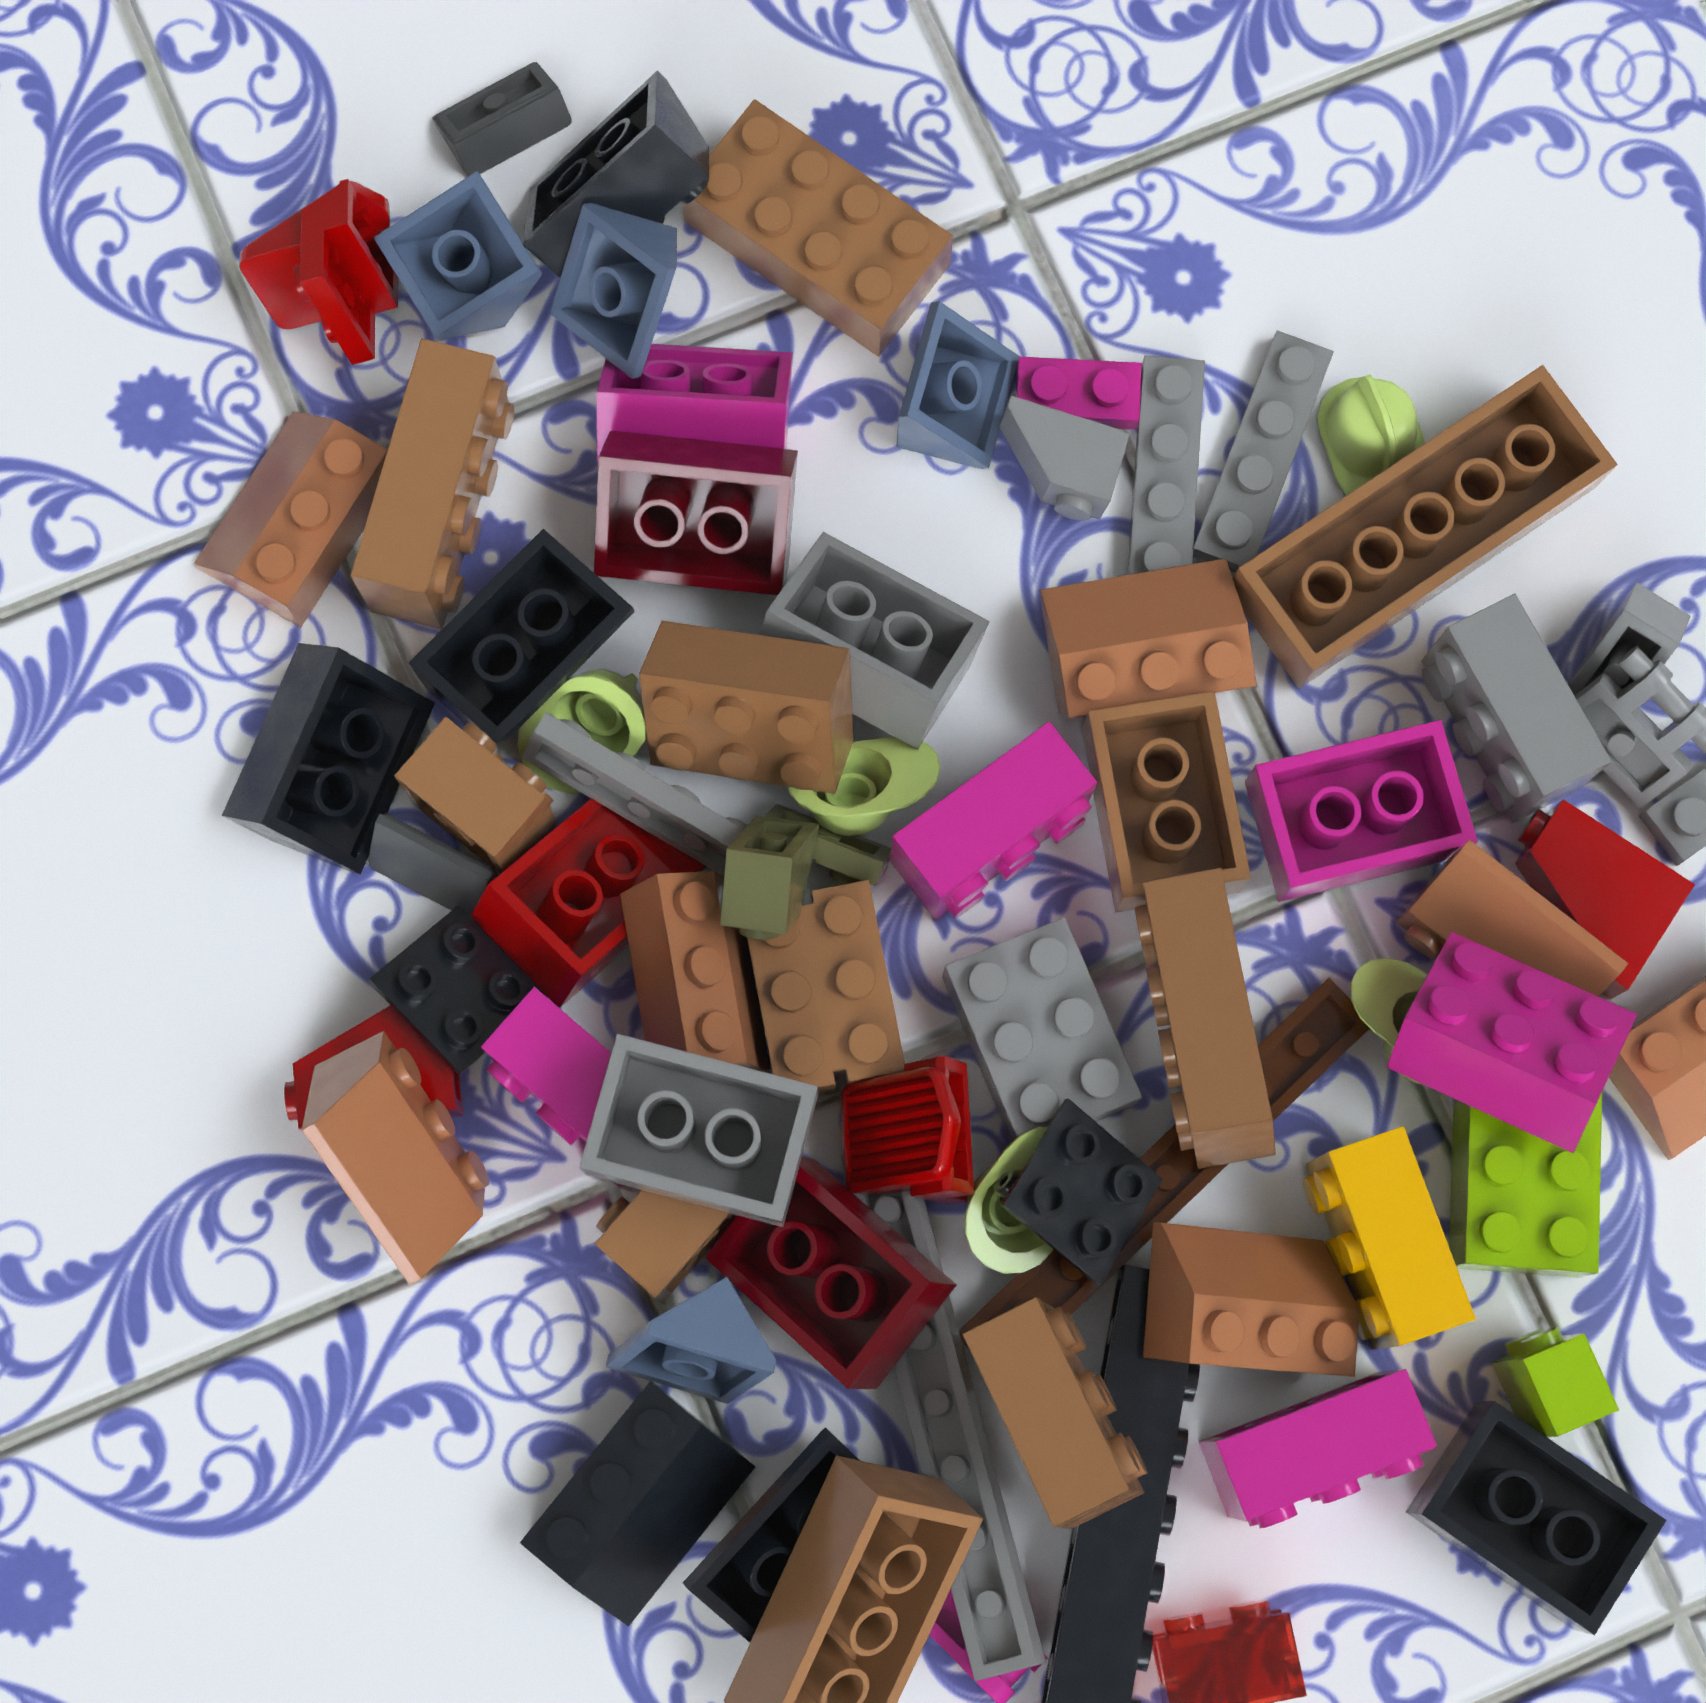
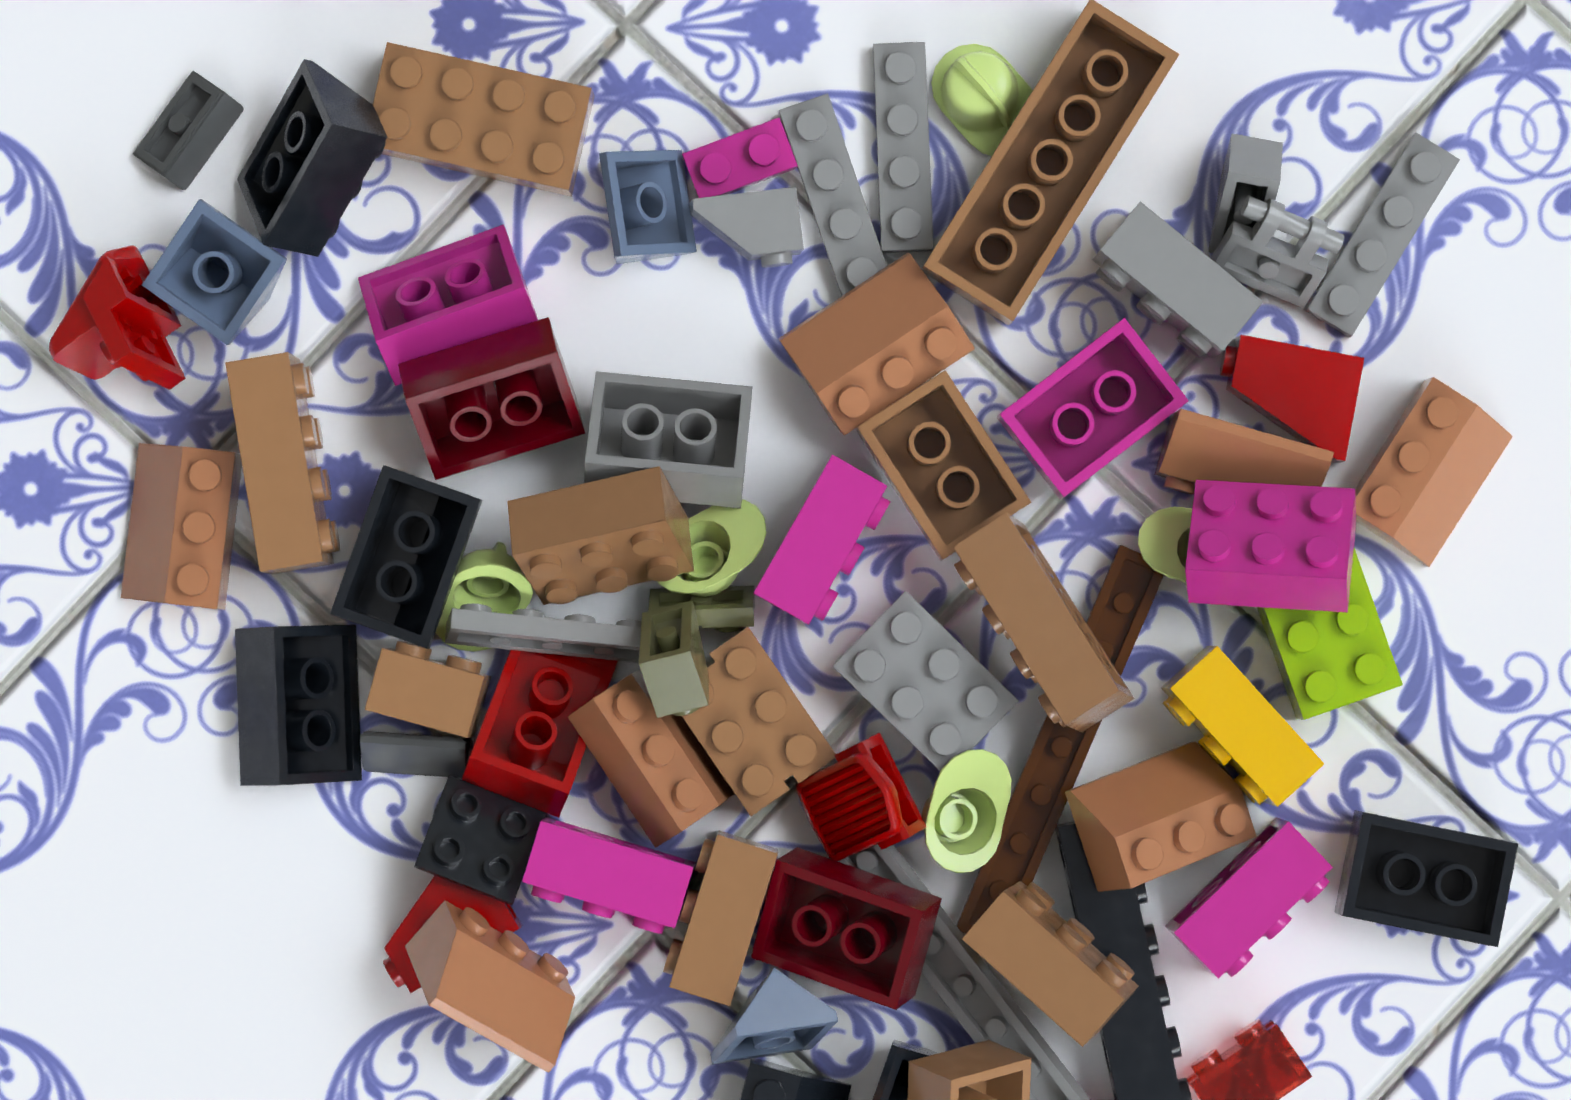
camera: 20 degrees left, 10 degrees up
(616, 283) = (352, 244): sand blue slope -> none
(699, 1130) = (711, 878): light grey brick -> none
(1080, 1192) = (1002, 792): black hinge -> none
(1554, 1381) = (1401, 778): lime brick -> none

